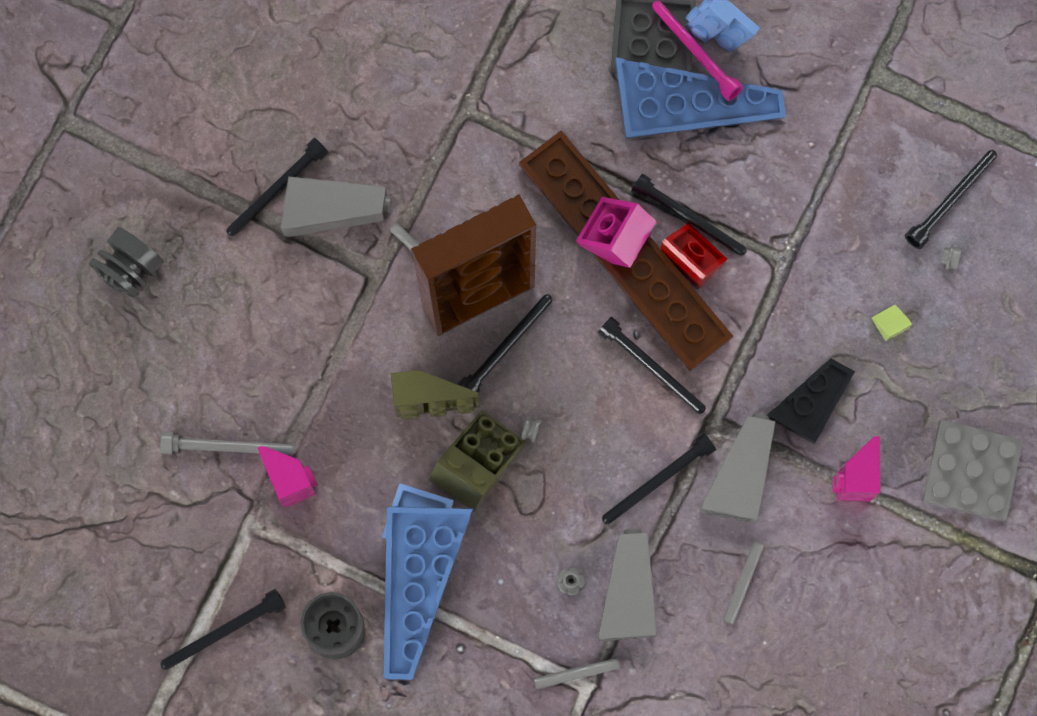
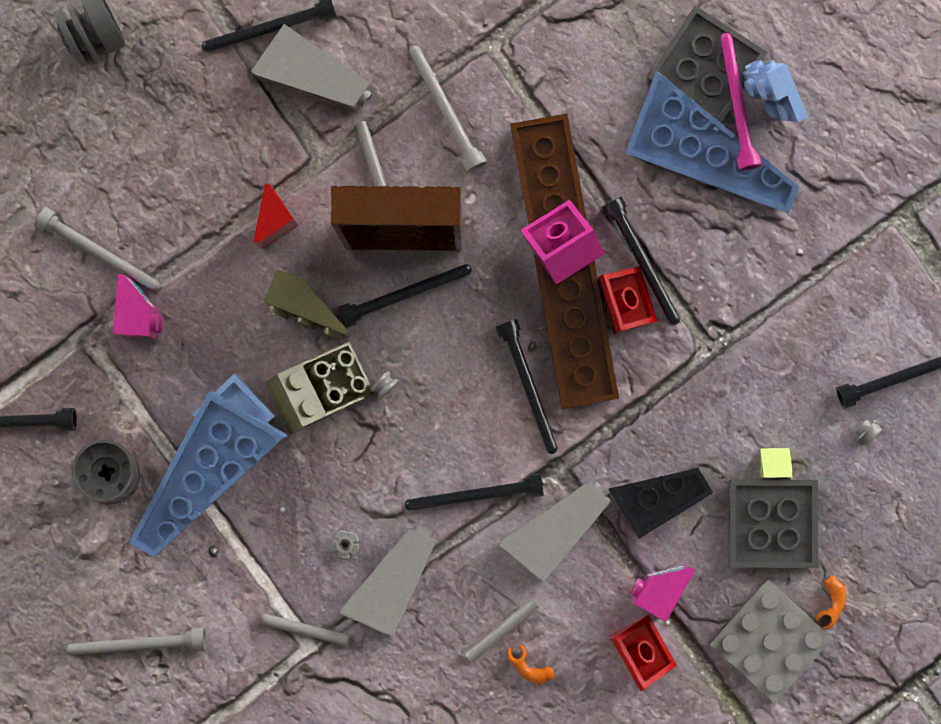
camera: 30 degrees right, 10 degrees up
(366, 336) = (273, 219): none -> red slope
(453, 175) = (471, 156): none -> light grey piece
(793, 605) = (534, 675): none -> orange piece
(872, 537) = (643, 652): none -> red slope
(918, 372) = (773, 523): none -> dark grey plate
(1005, 402) = (838, 597): none -> orange piece

